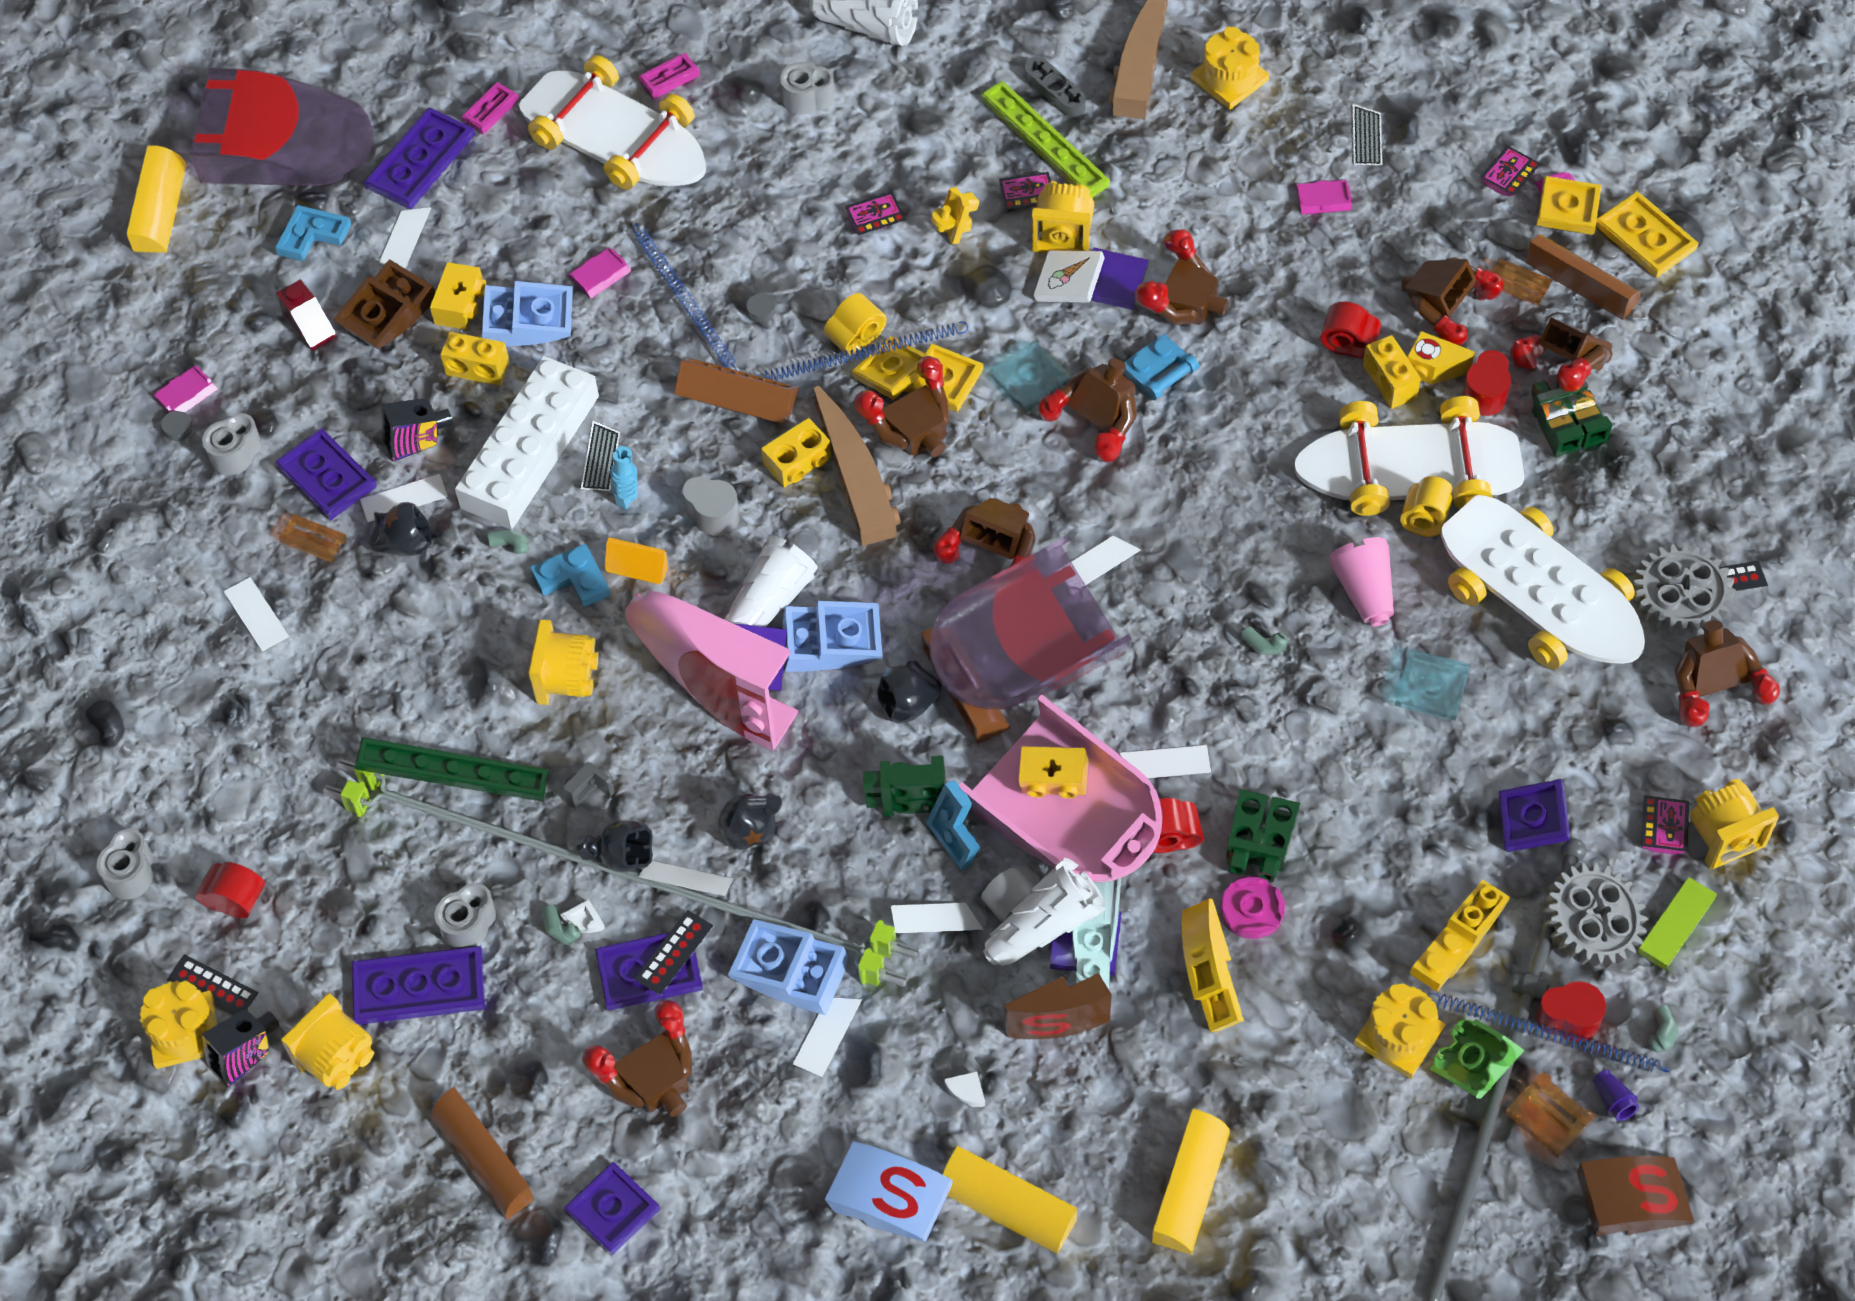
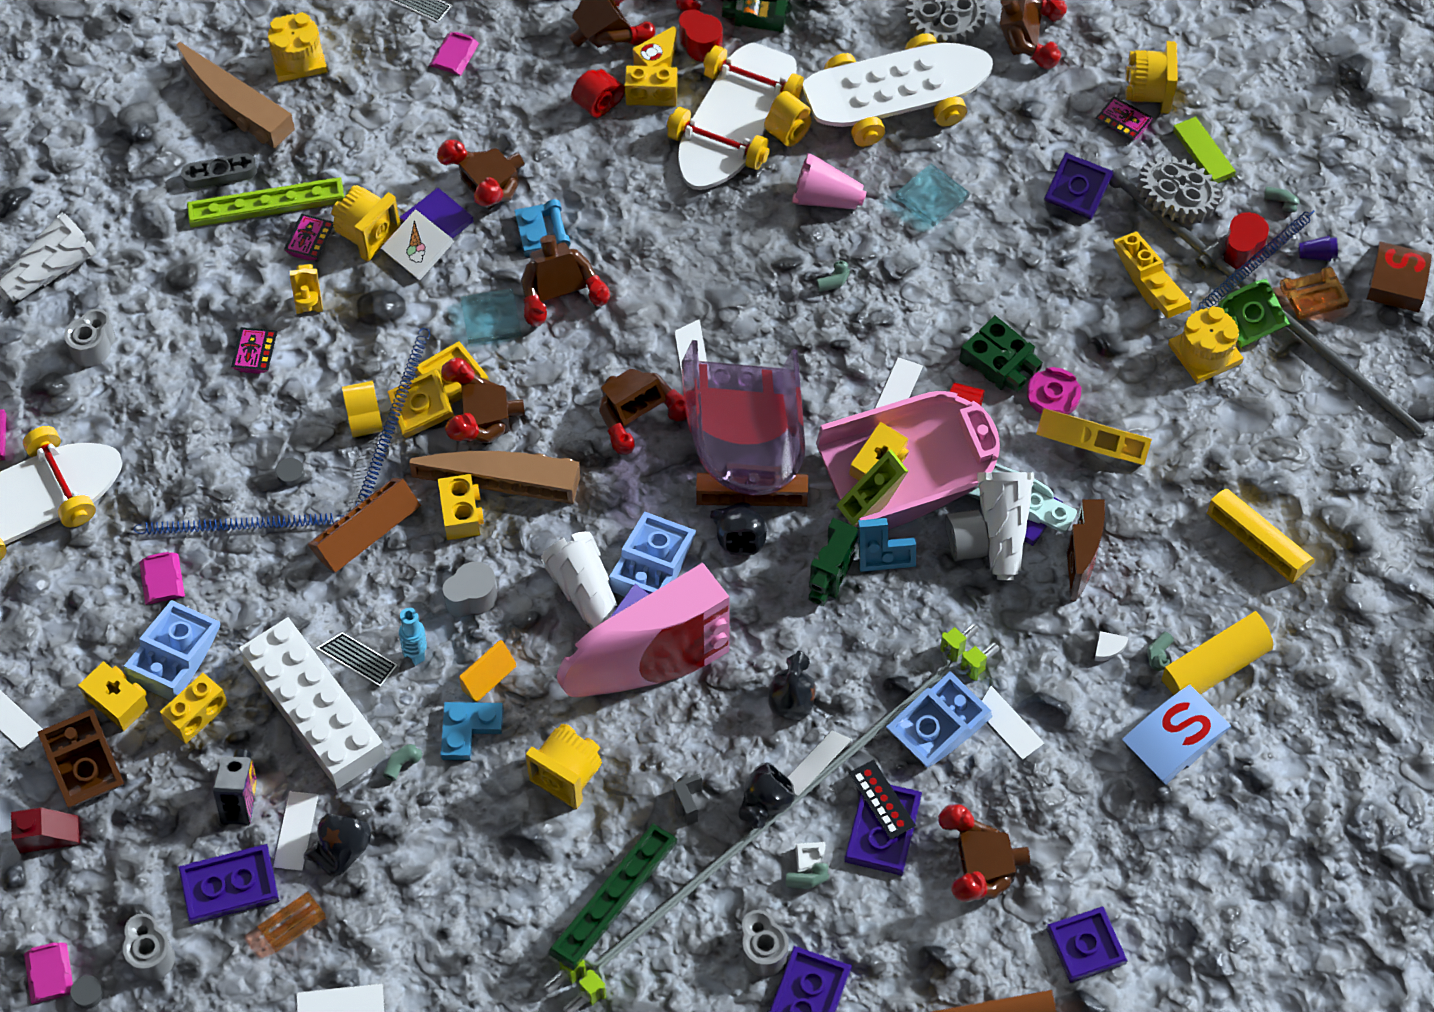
camera: 65 degrees left, 0 degrees up
(934, 918) = (950, 601): white sticker -> none
(984, 1138) = (1156, 651): none -> sand green arm
(994, 777) = (873, 489): none -> lime slope

